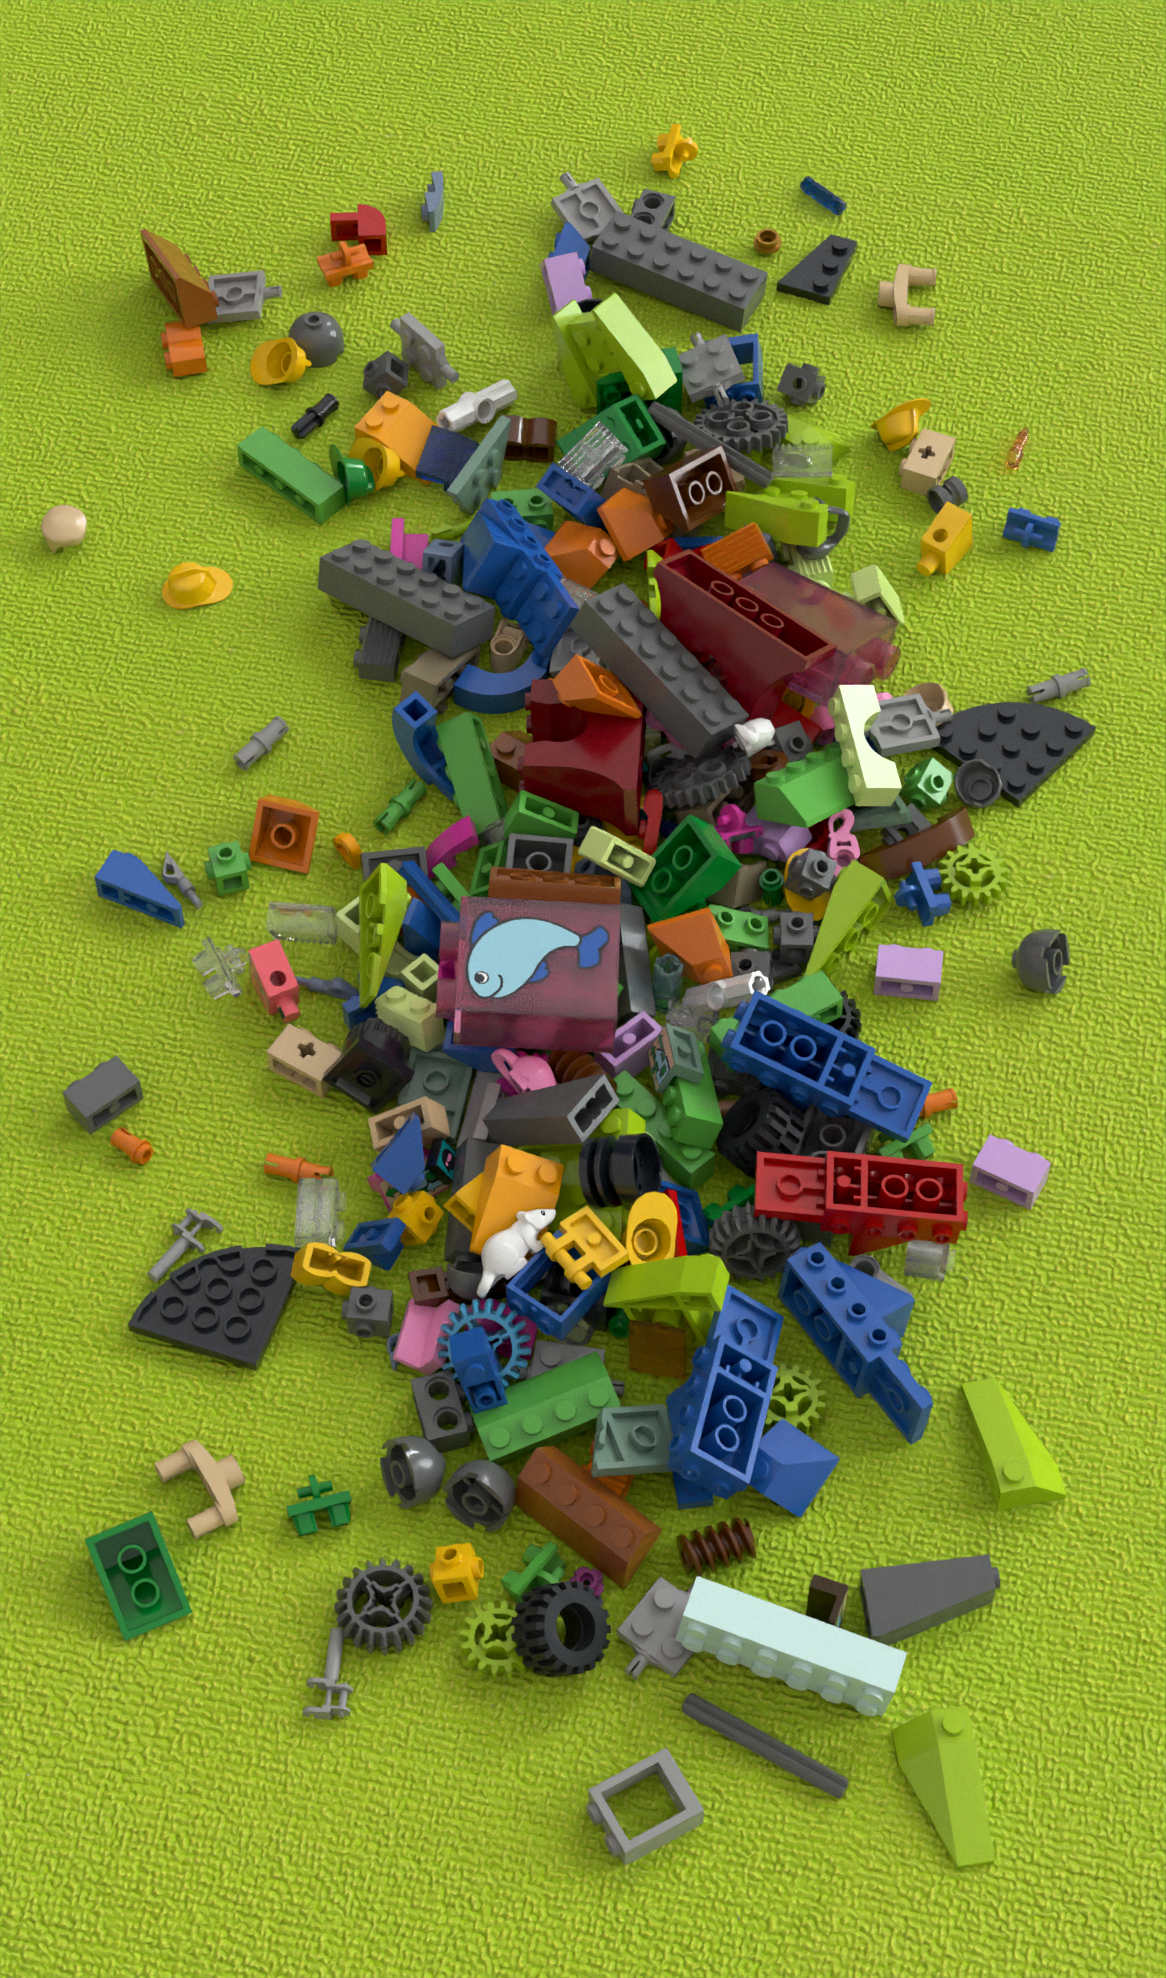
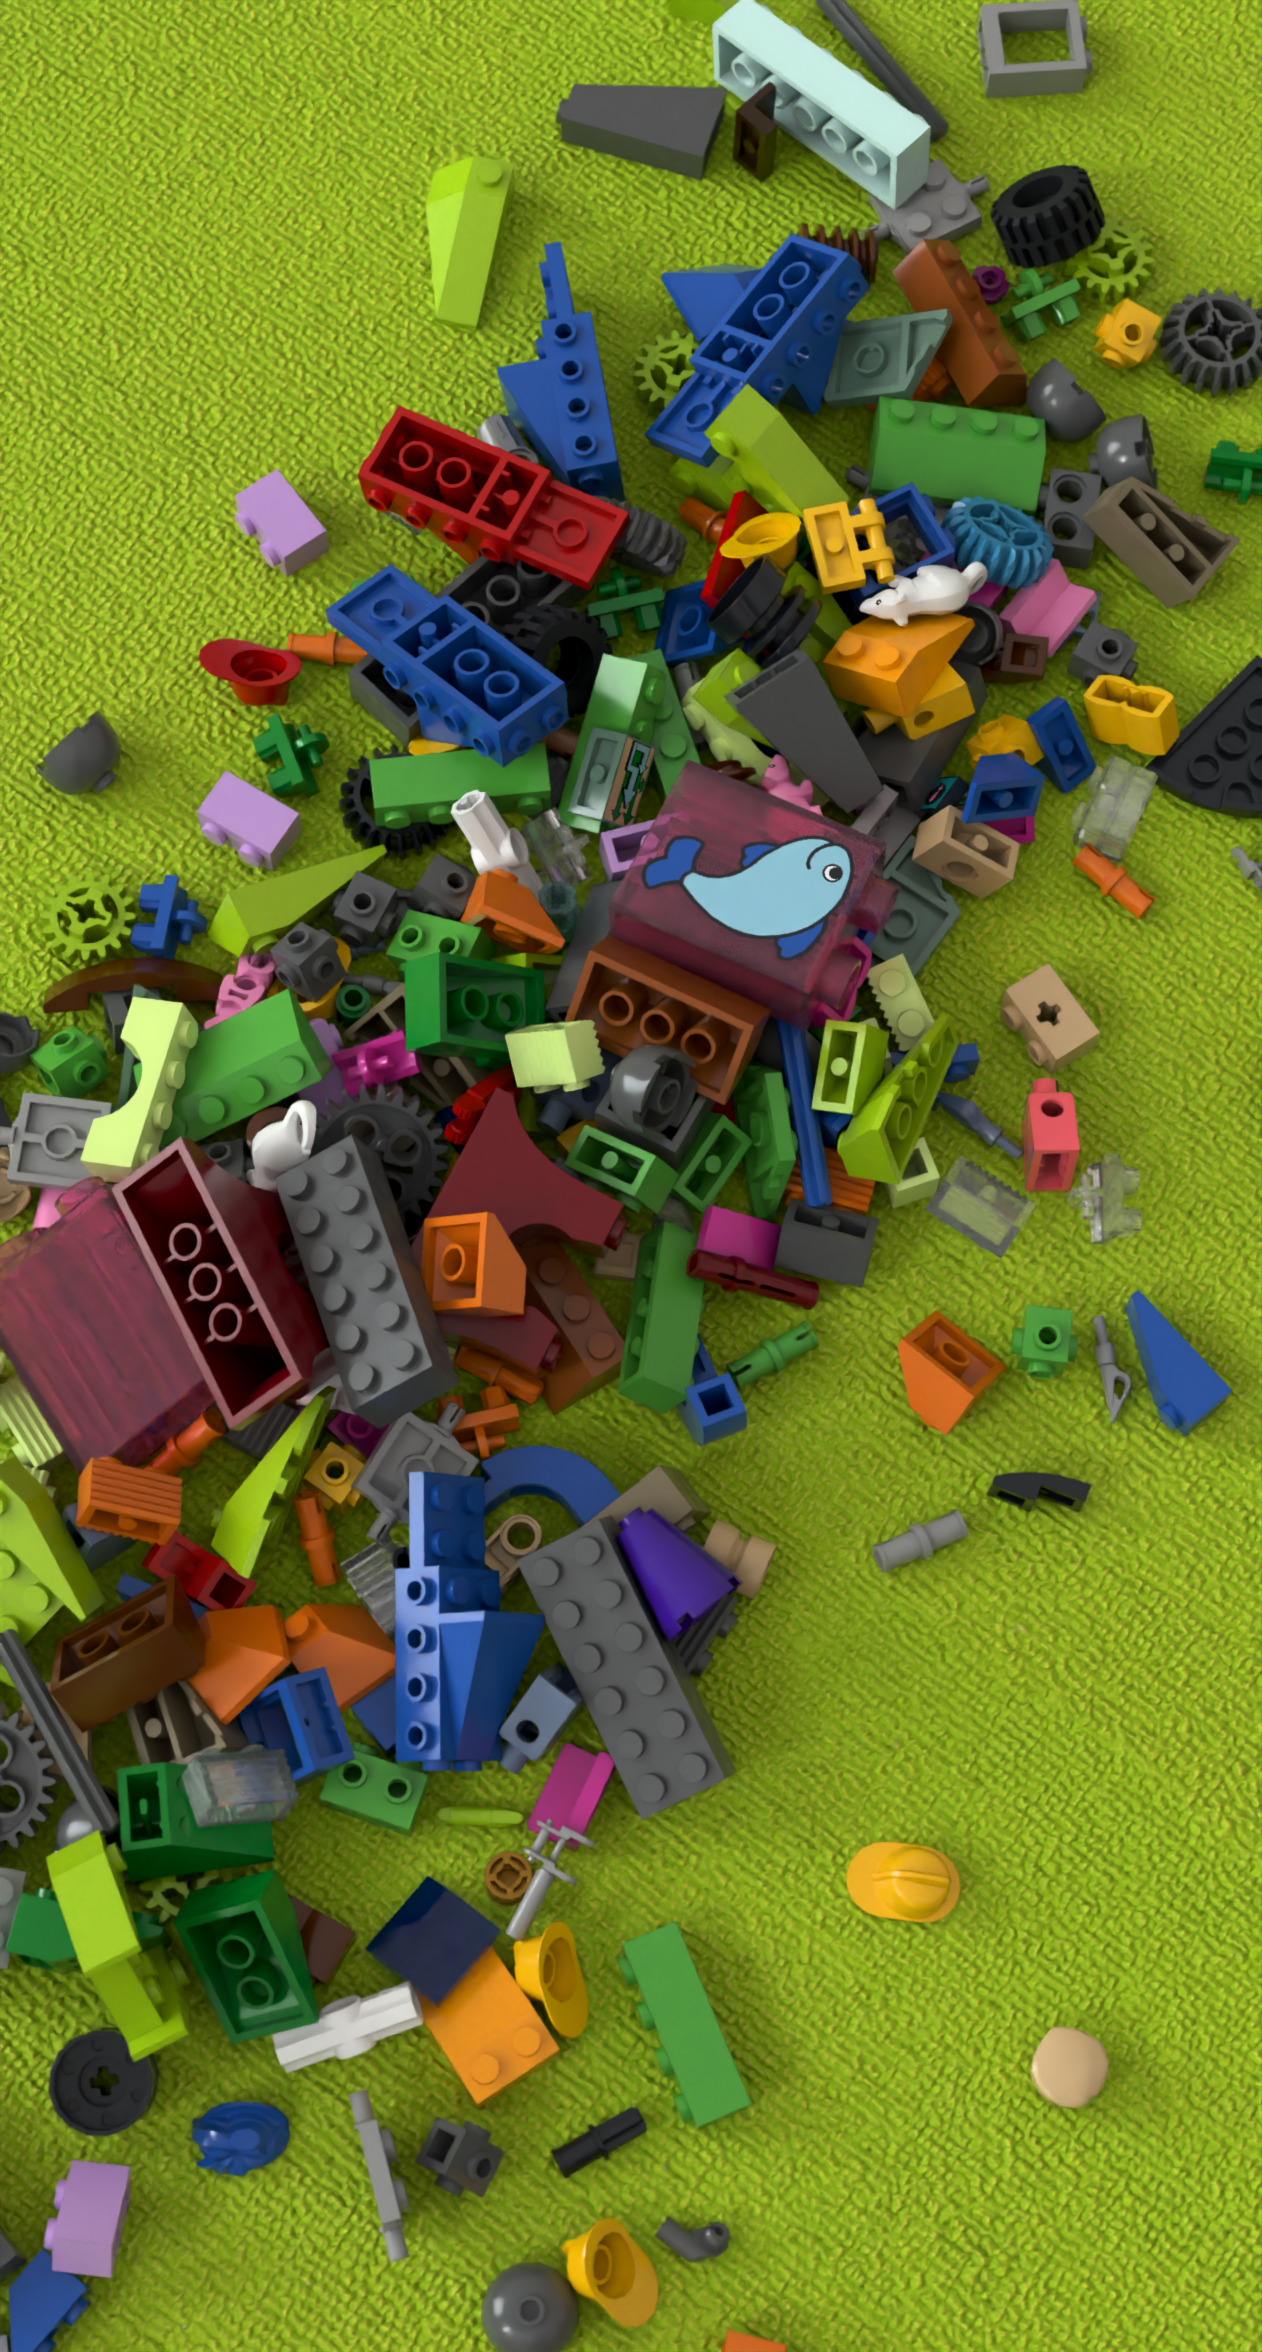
camera: 160 degrees left, 15 degrees up
(209, 790) = (1023, 1488): none -> black slope
(241, 396) = (694, 2244): none -> dark grey arm
(348, 849) = (871, 1311): light orange tile -> none
(353, 474) = (593, 1964): green piece -> none
(360, 1403) = (1158, 540): none -> dark tan wedge
(369, 687) = (745, 1558): none -> tan wheel
(371, 1064) = (976, 951): black piece -> none
(396, 632) = (673, 1571): none -> dark purple cone
(405, 504) = (543, 1877): none -> light grey piece
(420, 932) = (848, 1066): none -> lime slope
(424, 501) = (509, 1887): none -> pearl gold wheel
(441, 819) = (736, 1275): none -> dark red pin
(477, 1369) = (1024, 494): blue slope -> none
(482, 469) = (424, 1857): sand green wing -> none
(509, 353) = (240, 2137): none -> blue hat
(542, 843) = (652, 1089): none -> dark grey cylinder
(550, 404) = (249, 1955): none -> green slope
(906, 1024) = (283, 742): none -> green hips
(969, 1058) = (254, 672): none -> red piece

